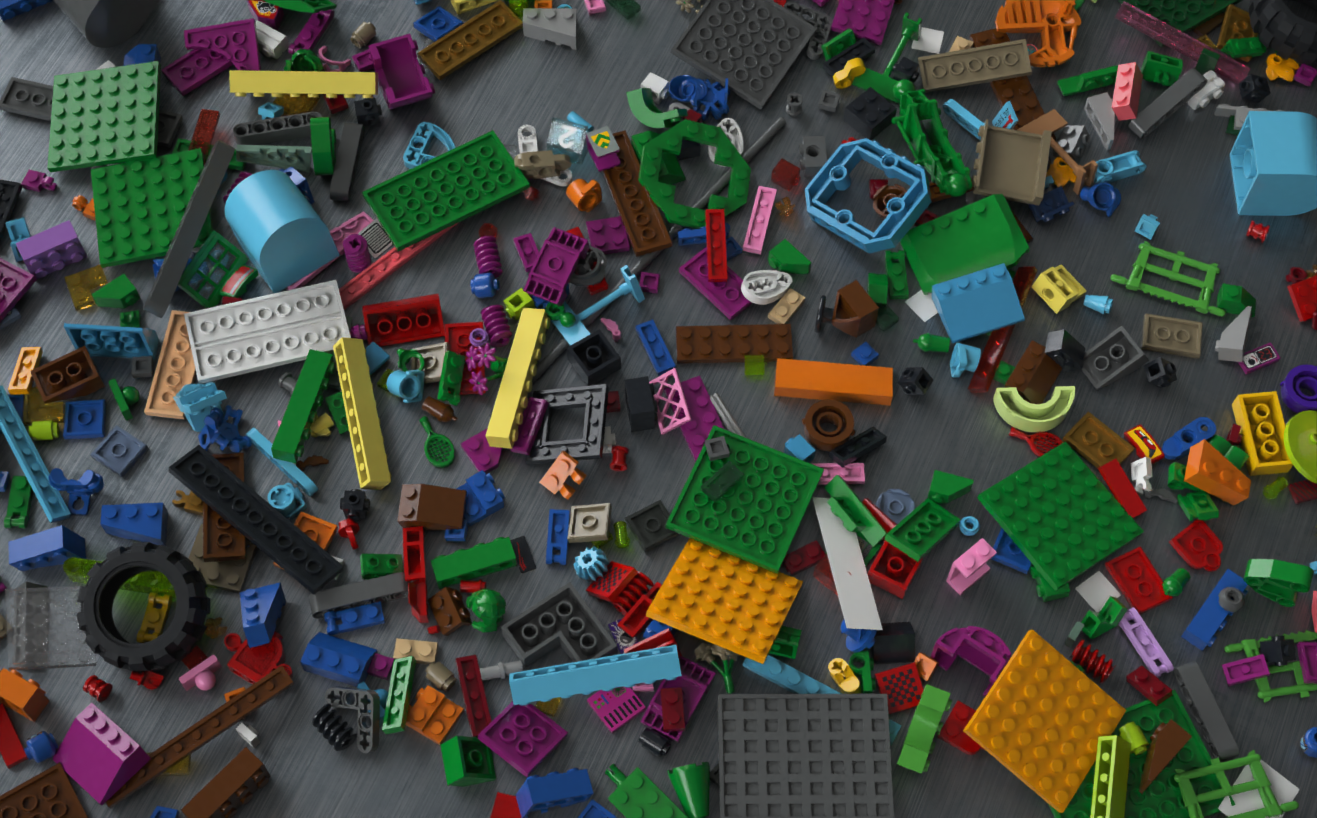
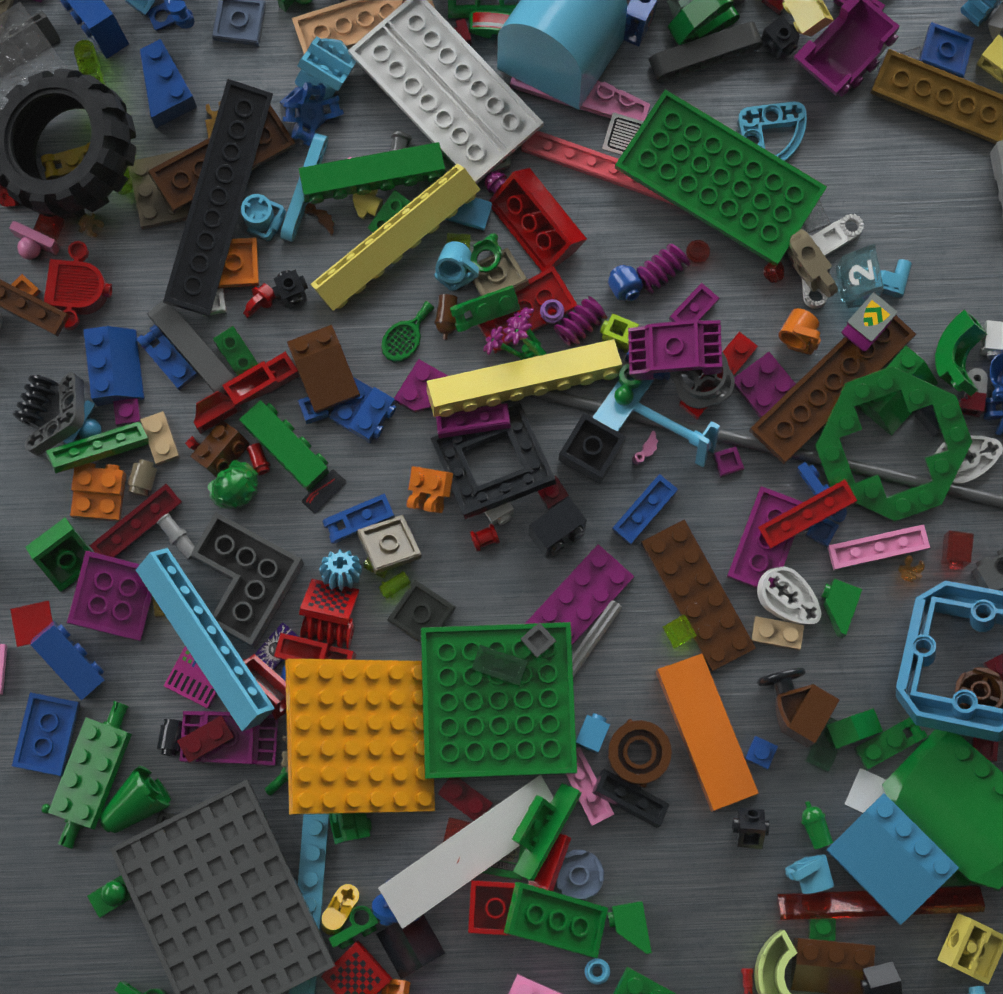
camera: 65 degrees right, 15 degrees up
(260, 612) = (116, 260): blue wedge -> none
(356, 253) = (589, 125): magenta piece -> none
(682, 403) = (583, 542): bright pink window -> none

